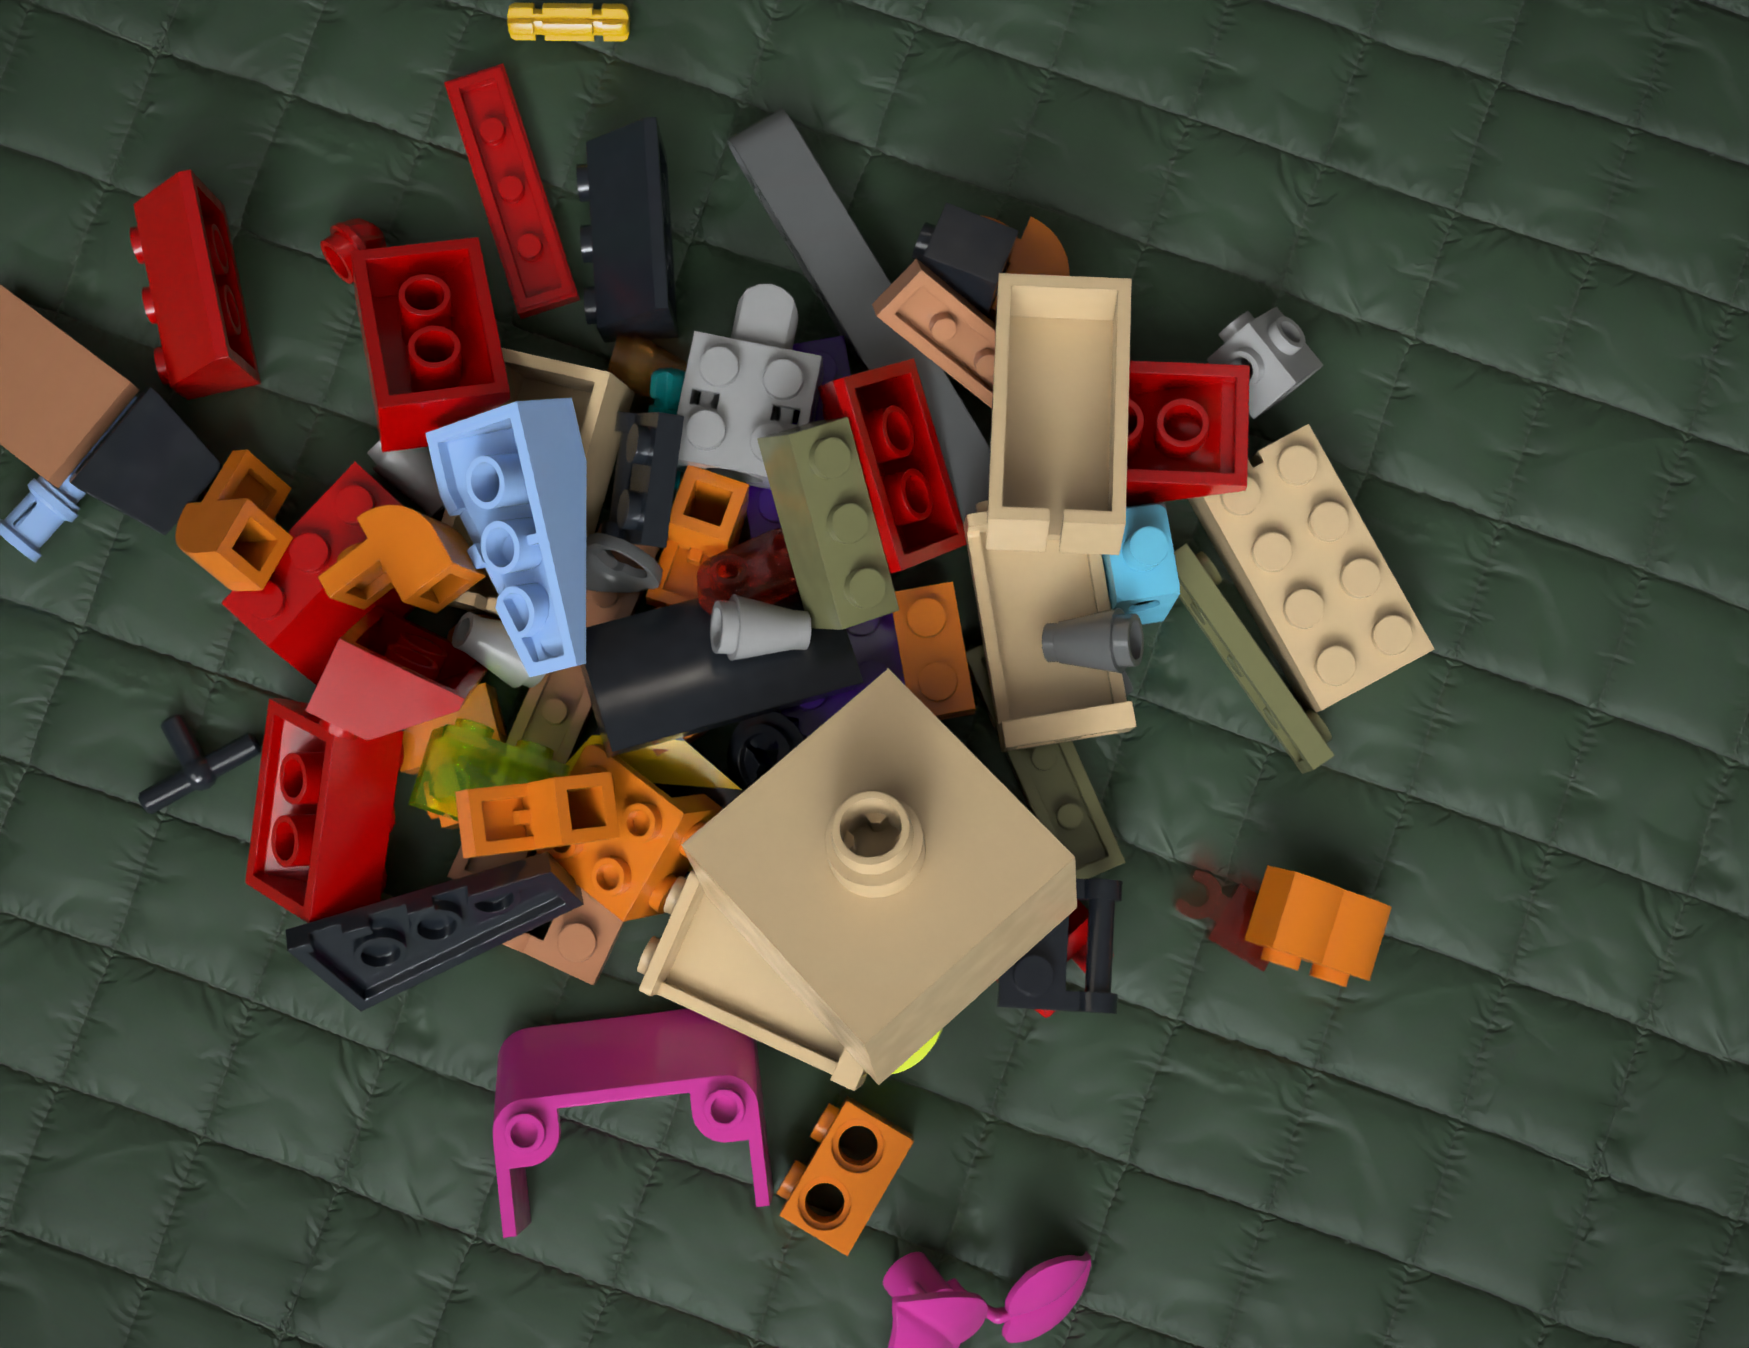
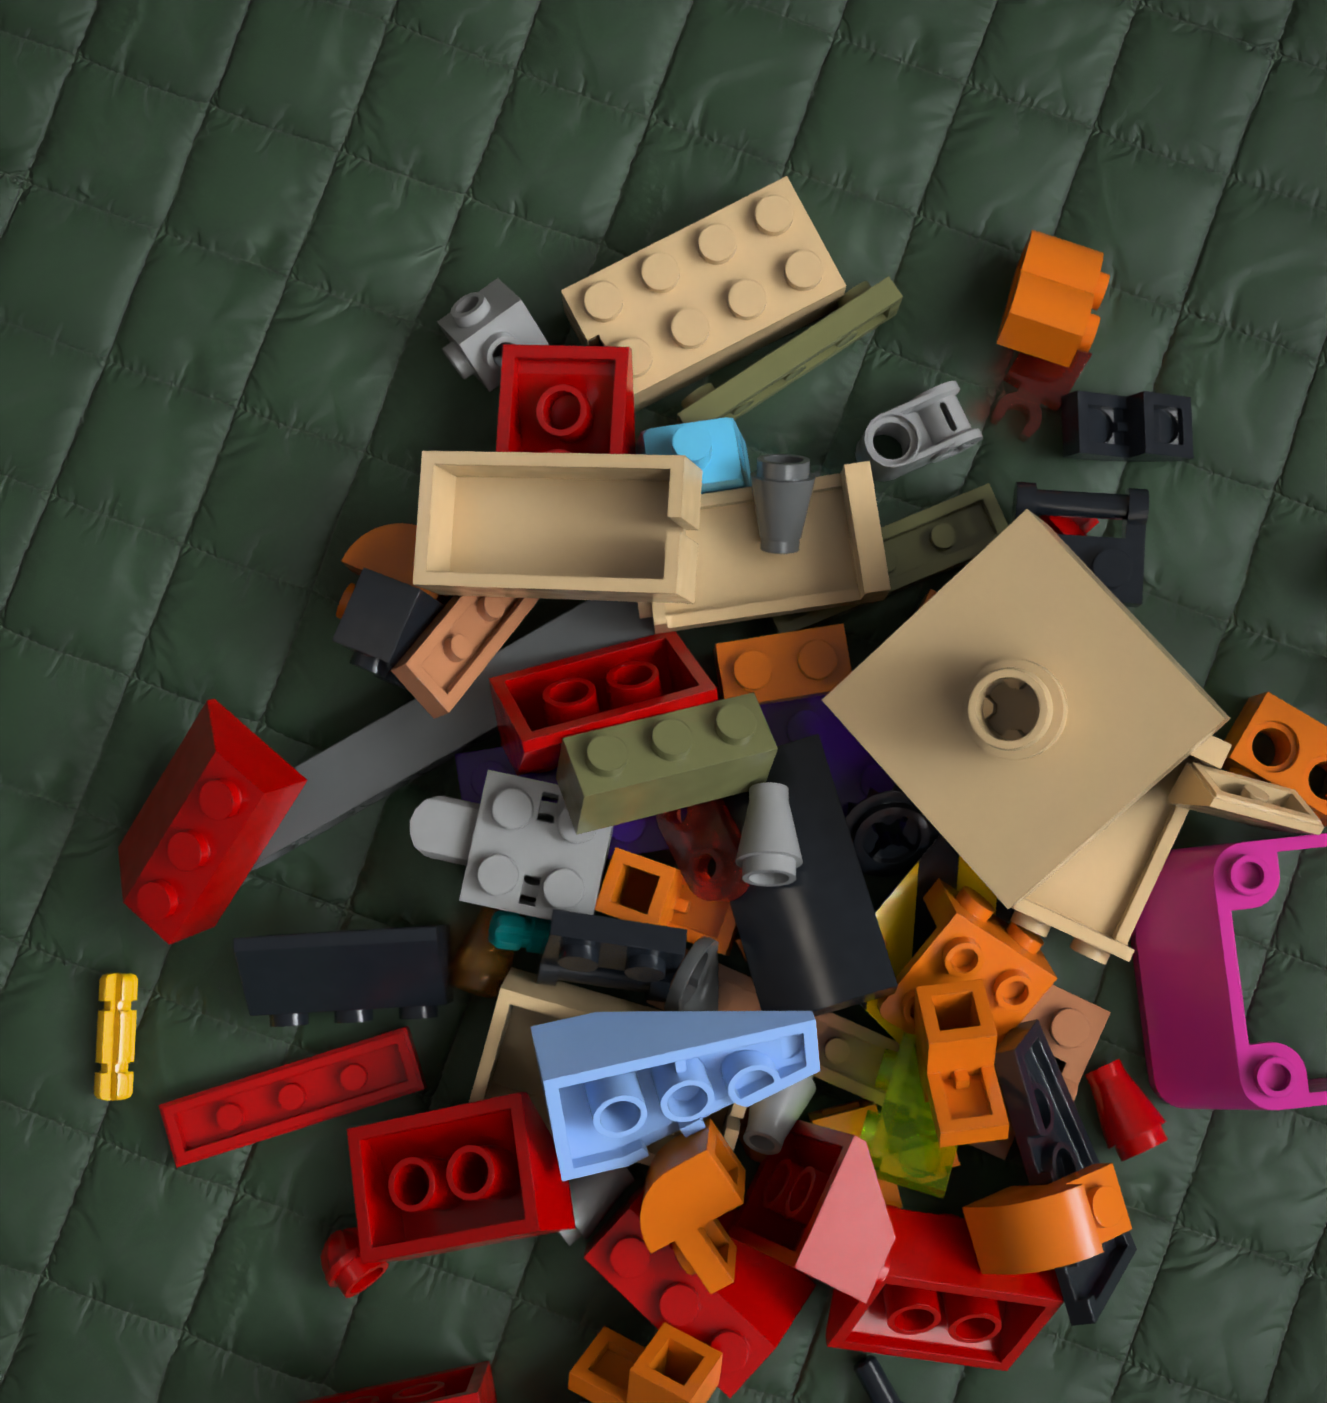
camera: 90 degrees left, 0 degrees up
(382, 905) = (1047, 1224): none -> orange brick
(495, 998) = (1125, 1112): none -> red cone
(767, 93) = (204, 825): none -> red slope
(801, 1107) = (1243, 800): none -> tan slope
(1177, 795) = (926, 428): none -> light grey piece
(1188, 1008) = (1127, 427): none -> black slope

